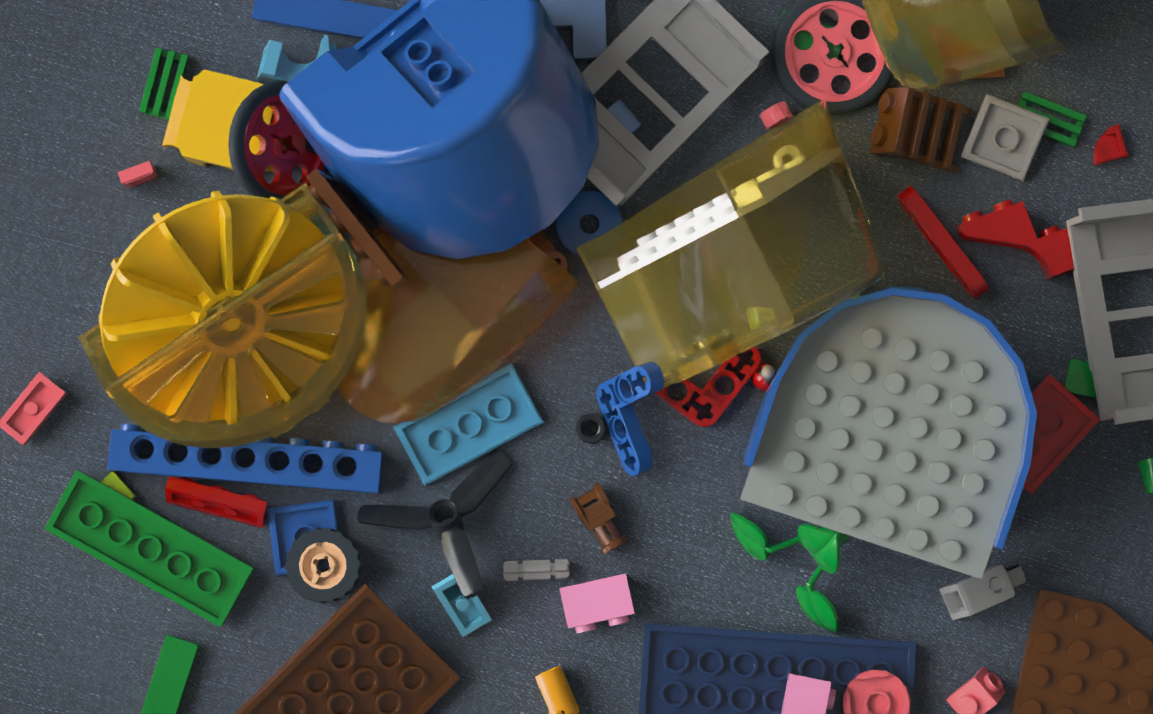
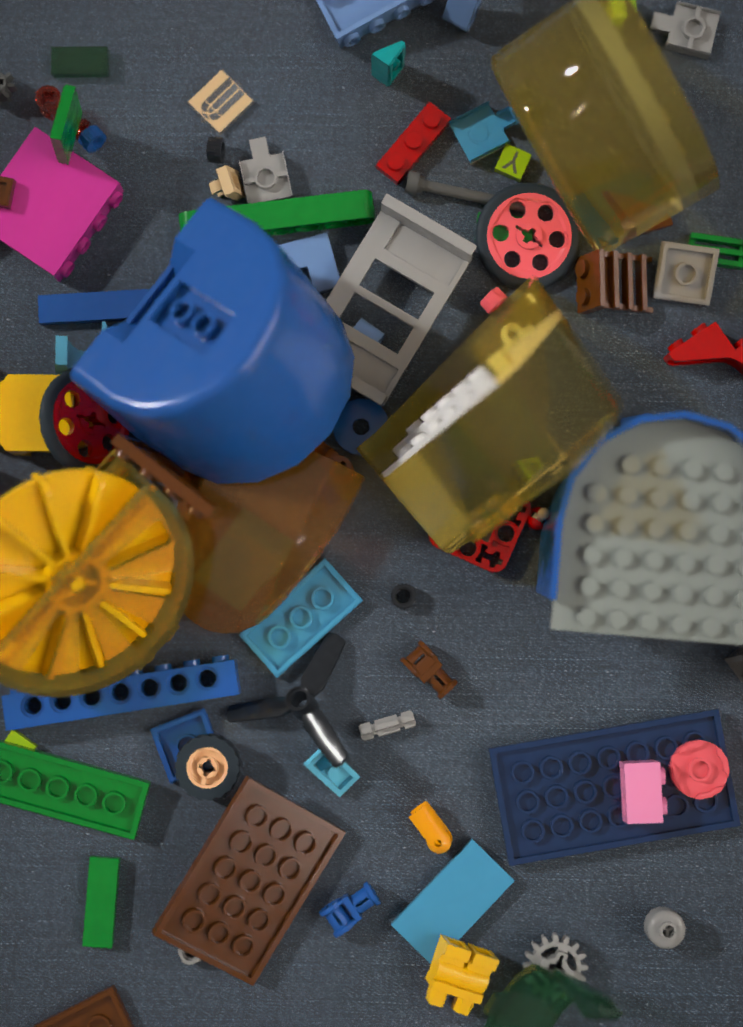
camera: 20 degrees left, 0 degrees up
(216, 501) = (105, 733): red plate -> none
(597, 602) = (445, 740): bright pink brick -> none
(617, 409) = (421, 572): blue beam -> none
(823, 546) = (627, 649): green plant -> none
(942, 242) = (656, 372): red beam -> none

